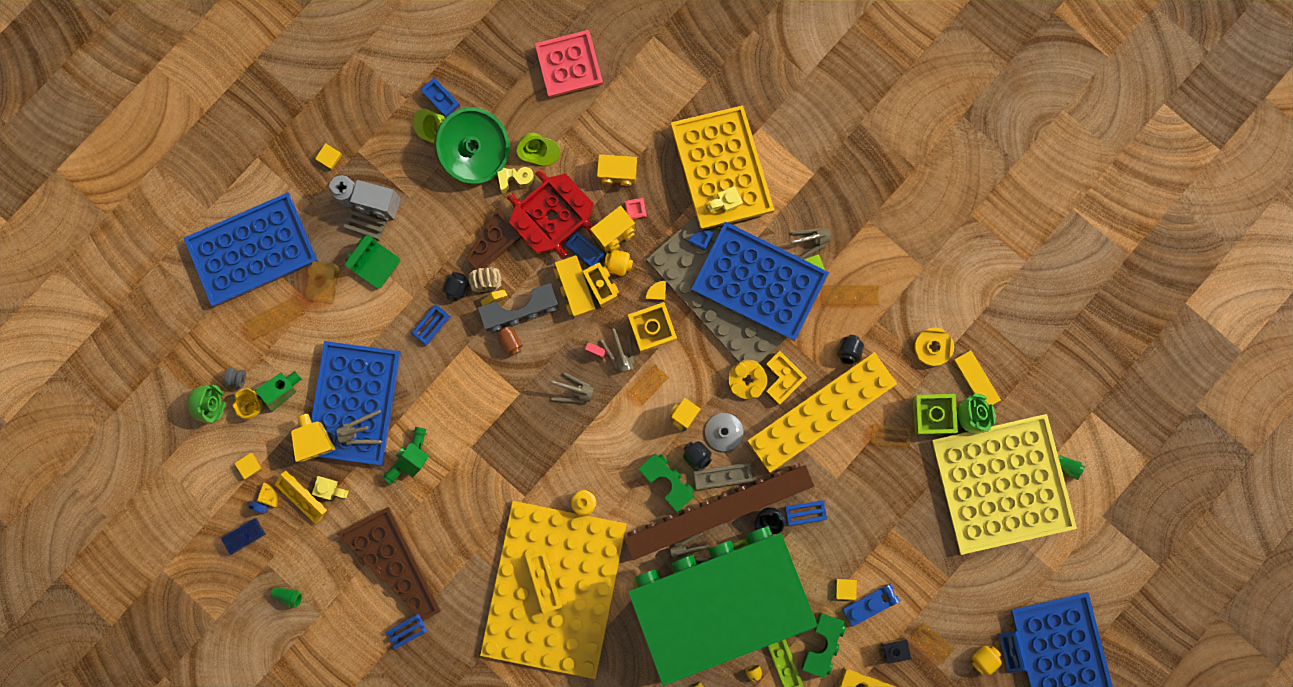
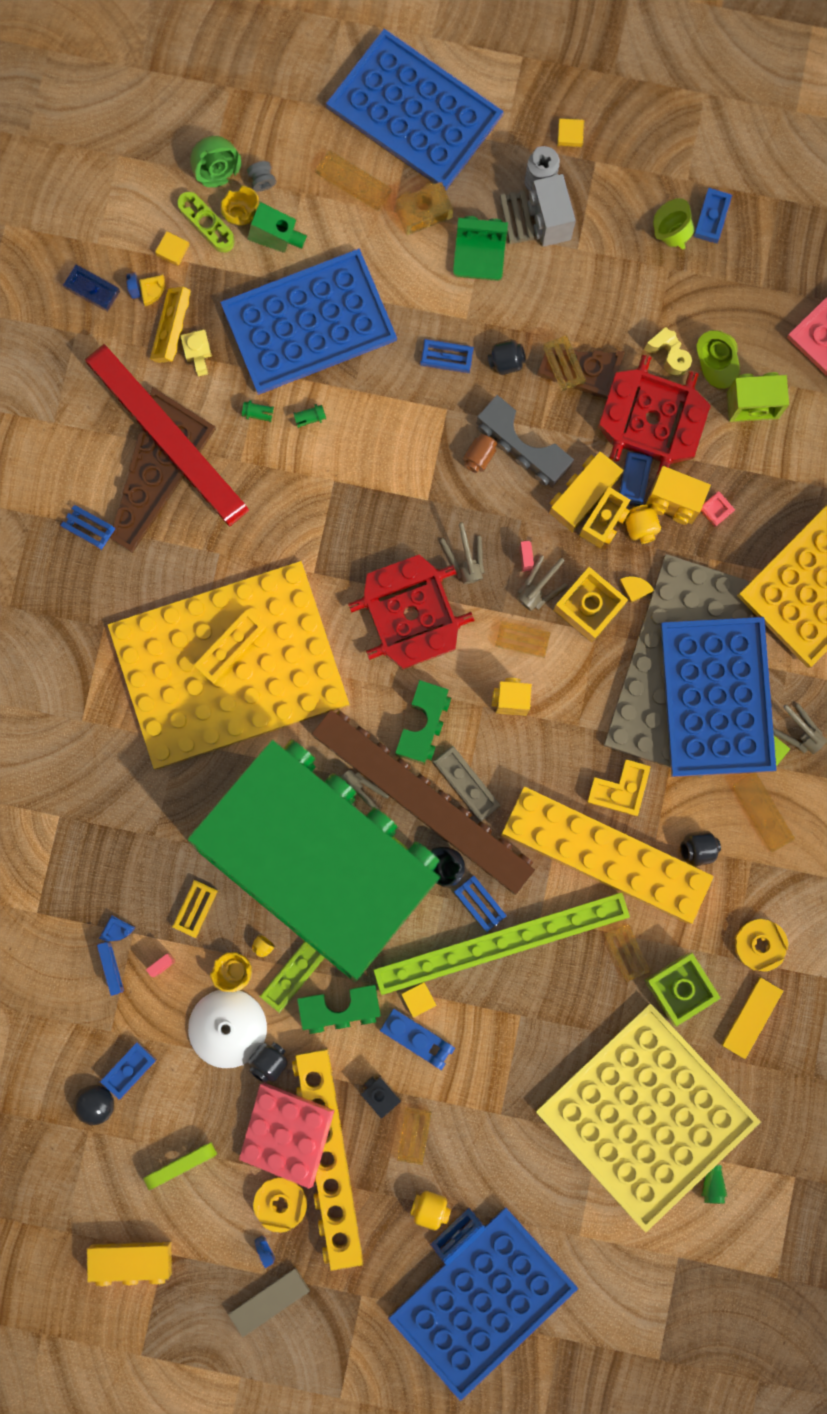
camera: 50 degrees right, 0 degrees up
(229, 431) = (207, 233): none -> lime beam
(288, 597) = (52, 374): green cone -> none
(310, 440) = (239, 296): yellow torso -> none
(347, 432) = (272, 333): dark tan plant -> none
(375, 543) = (167, 435): none -> red beam
(410, 459) = (282, 419): green brick -> none
(471, 145) = (679, 280): green dish -> none
(485, 279) = (534, 384): tan gear -> none
(494, 297) = (521, 407): yellow tile -> none
(498, 254) = (571, 381): none -> clear yellow tile
(579, 140) = (757, 397): none -> lime brick
(583, 502) = (345, 641): yellow head -> none
(594, 432) = (427, 600): none -> red piece
(617, 169) = (750, 460): yellow brick -> none
(697, 455) = (473, 740): black head -> none
(701, 239) = (726, 602): blue tile -> none
(724, 442) = (513, 769): light grey dish -> none
(727, 200) = (790, 604): light yellow plate -> none
(740, 371) = (608, 755): yellow plate -> none
(840, 514) = (501, 943): none -> lime plate
(976, 414) = (711, 1037): bright green cylinder -> none

